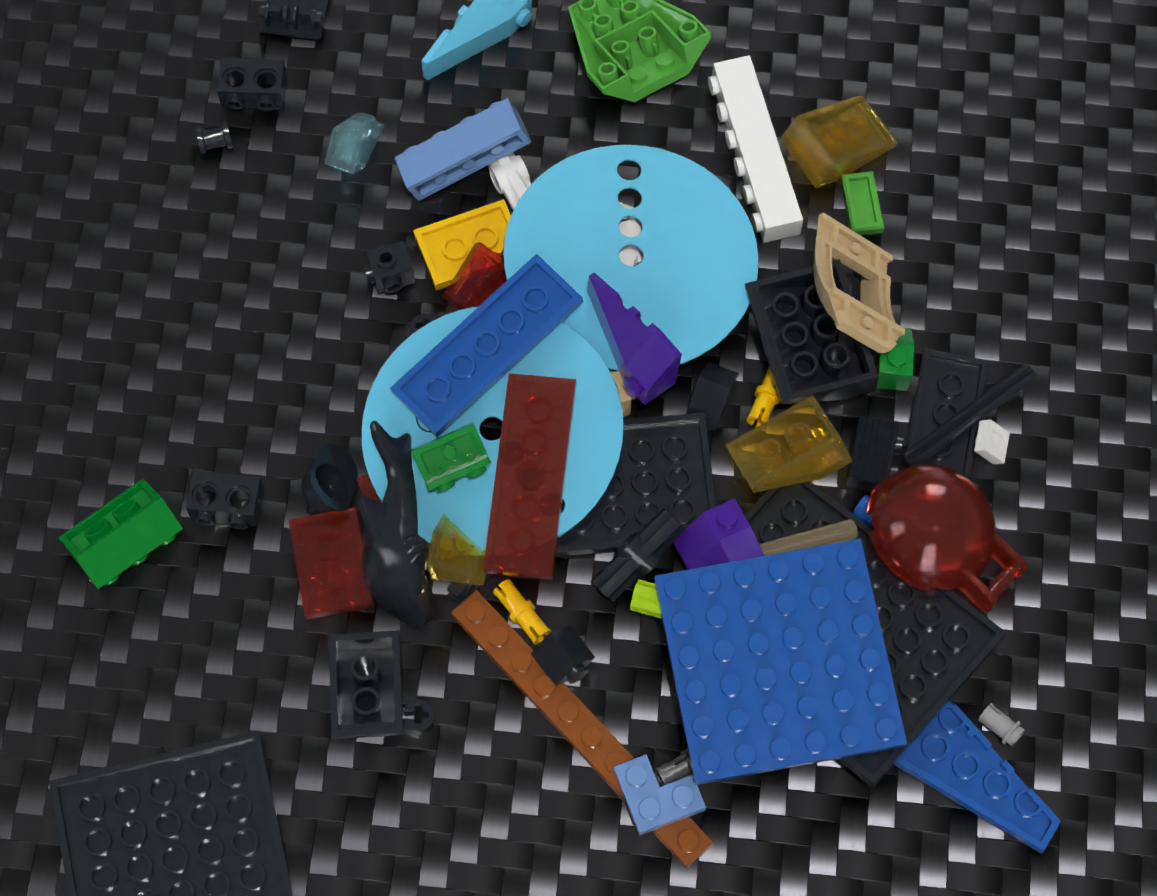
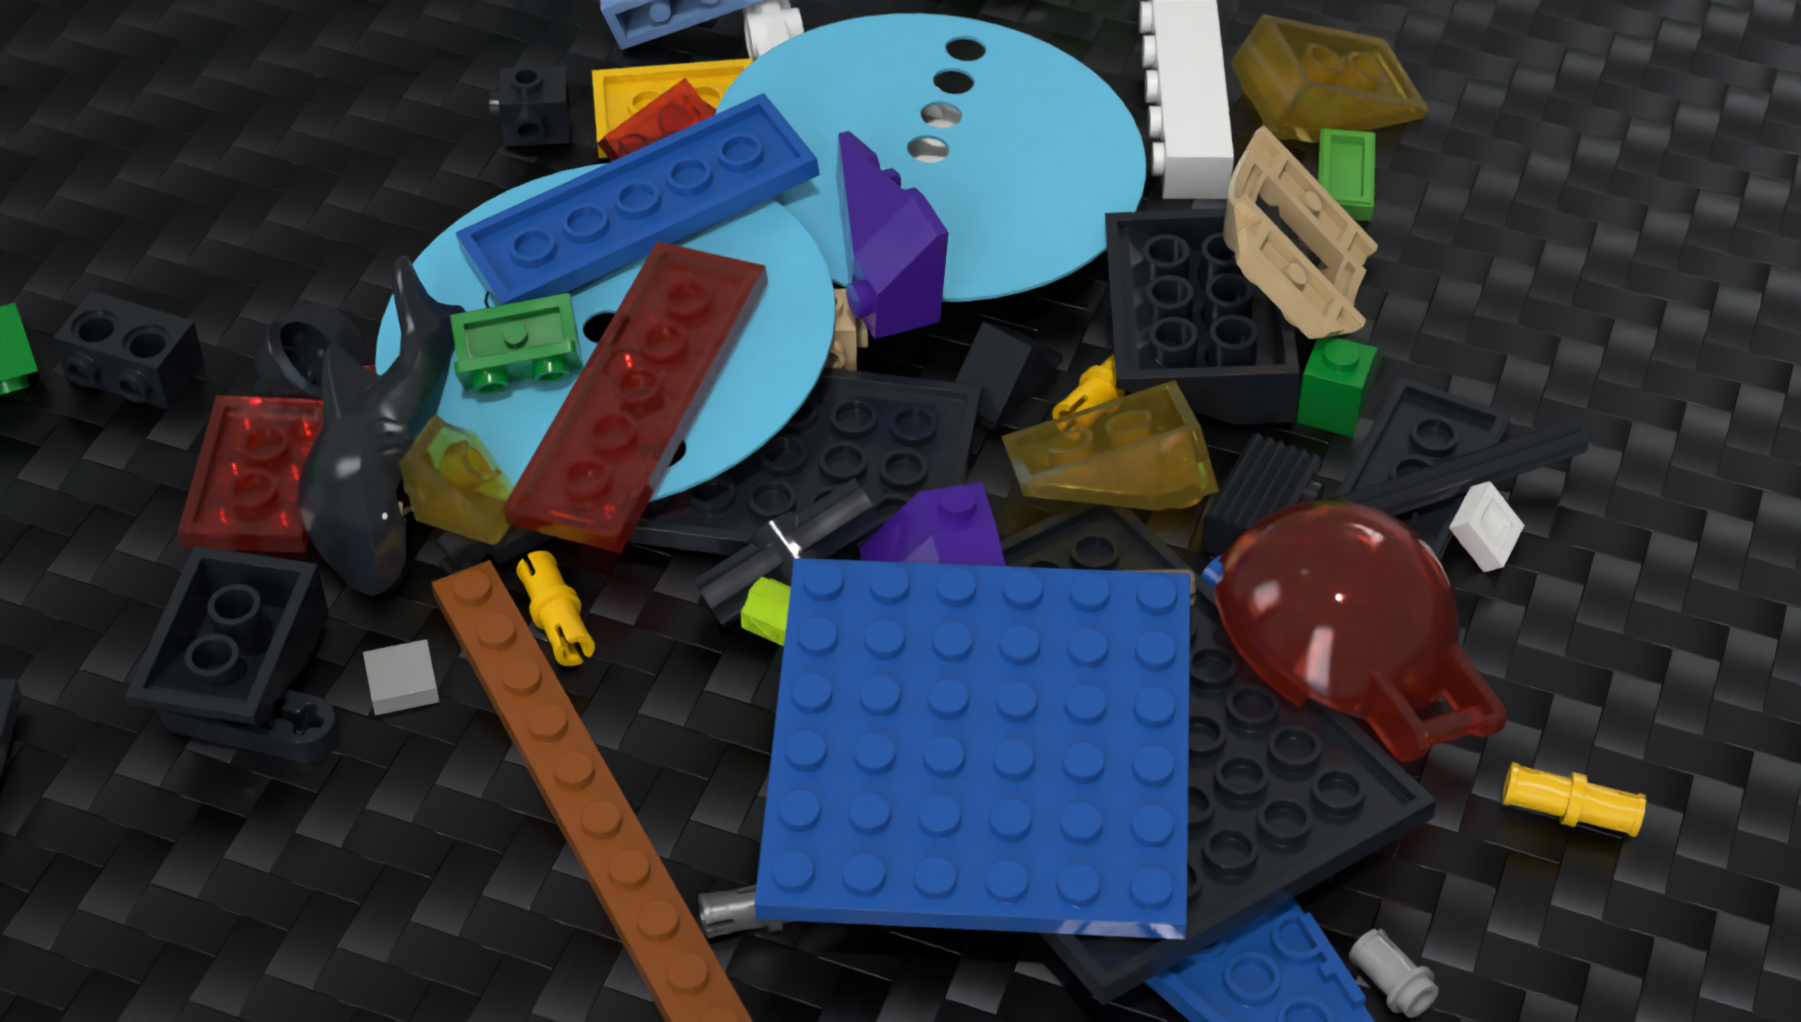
camera: 15 degrees right, 20 degrees down
(455, 673) = (401, 677): none -> light grey tile
(563, 656) = (597, 678): black brick -> none
(655, 805) = (679, 950): medium blue plate -> none
(1067, 602) = (1573, 799): none -> yellow pin

